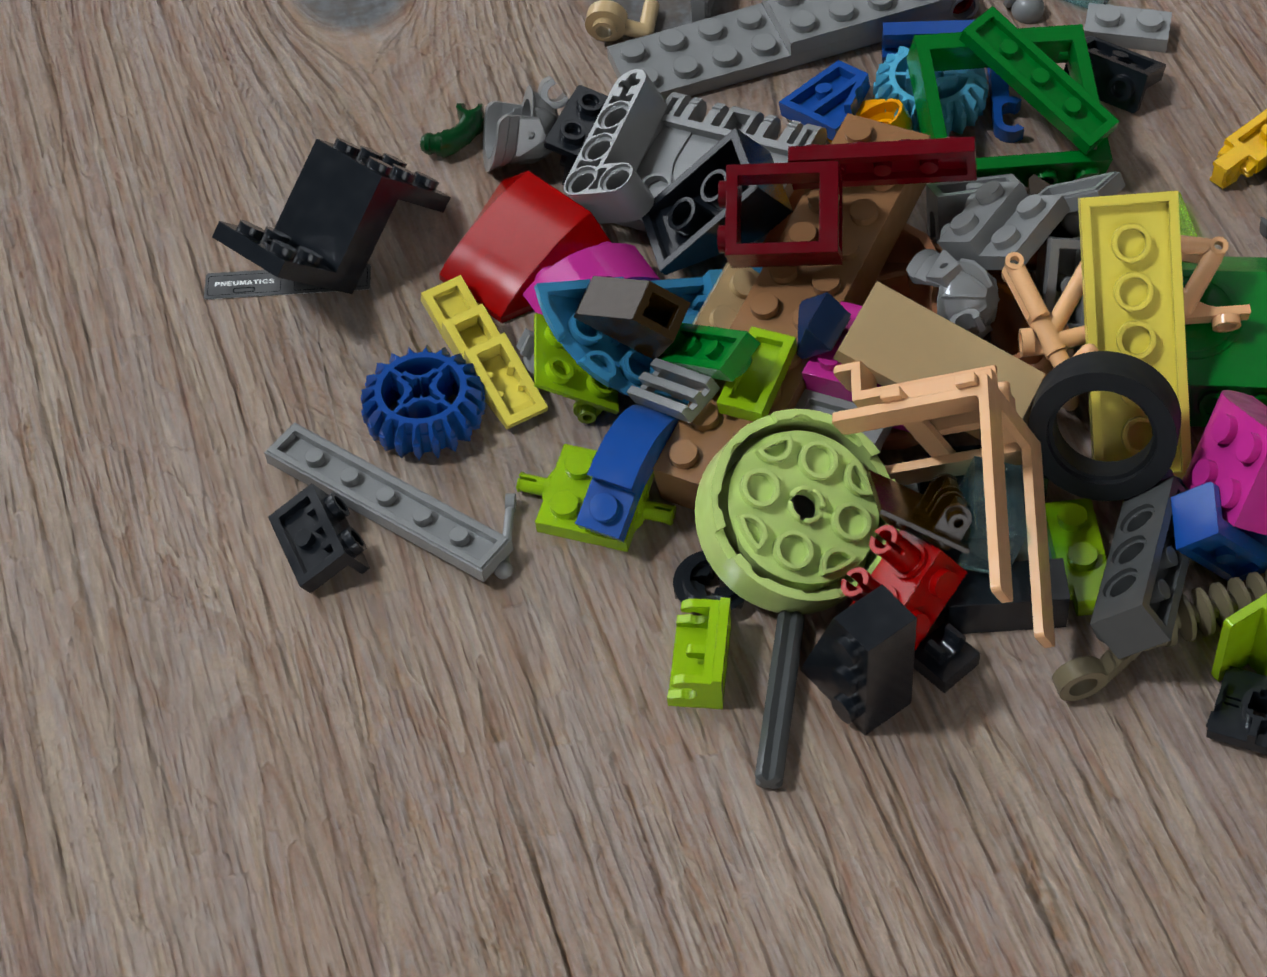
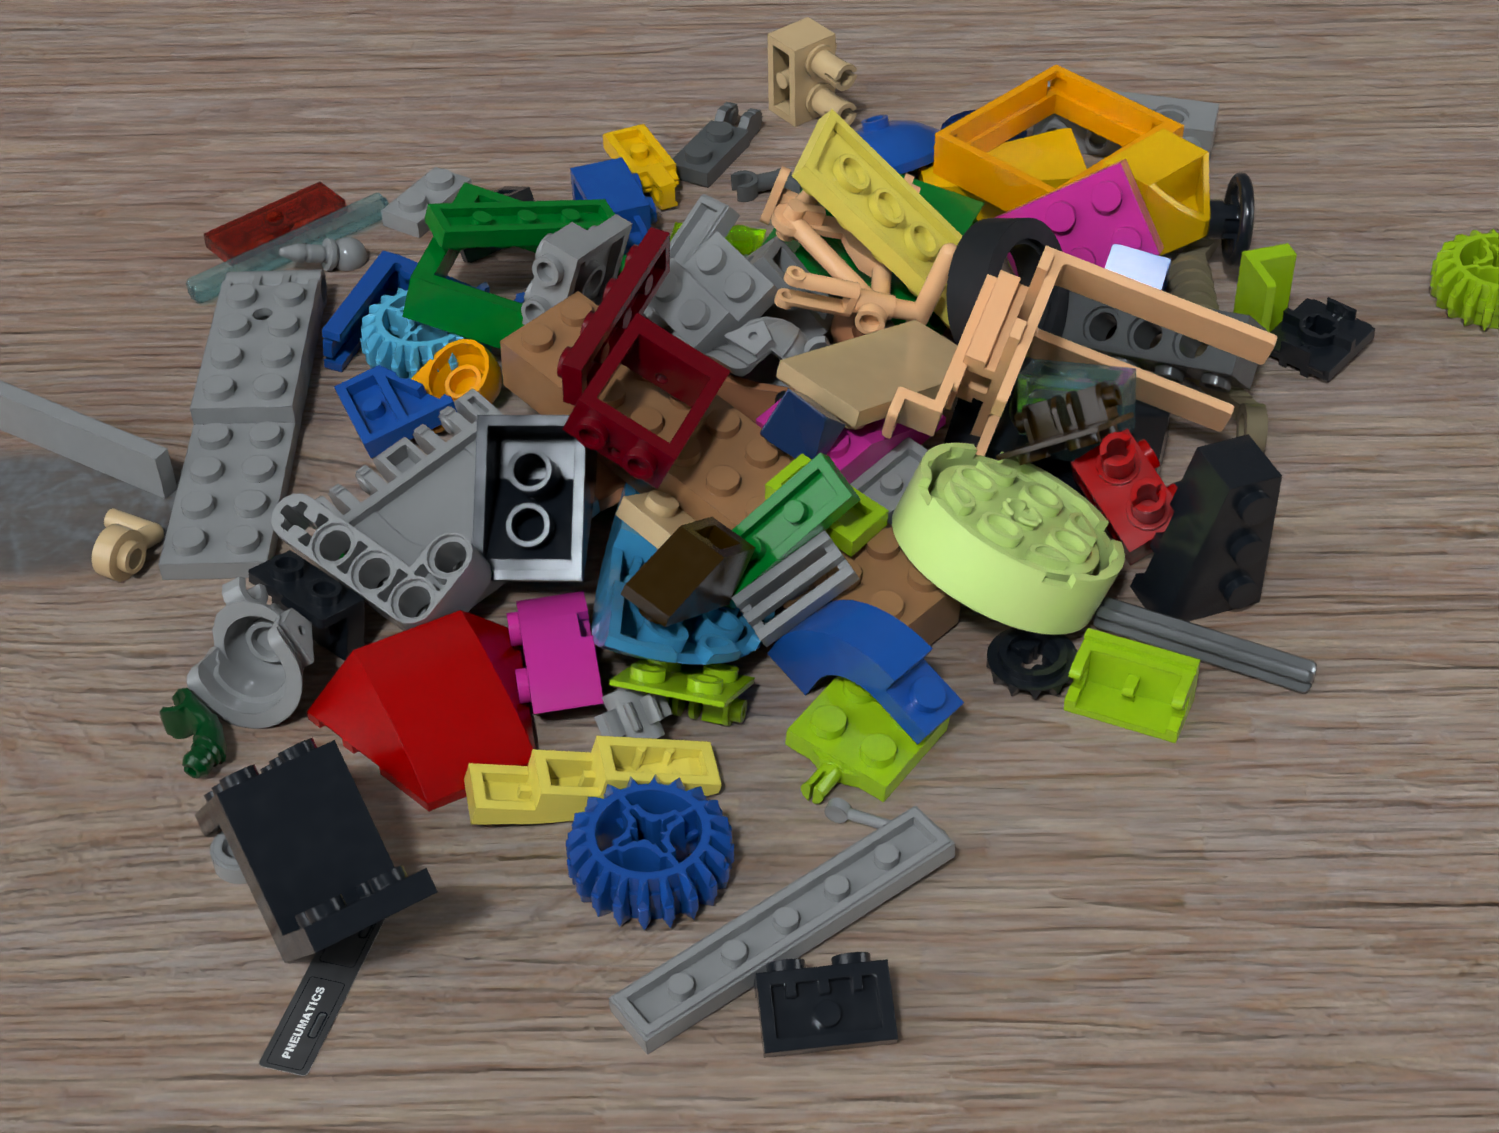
camera: 75 degrees left, 10 degrees down
(951, 111) = (575, 262): none -> light grey plate
(1172, 143) = (620, 189): none -> blue brick

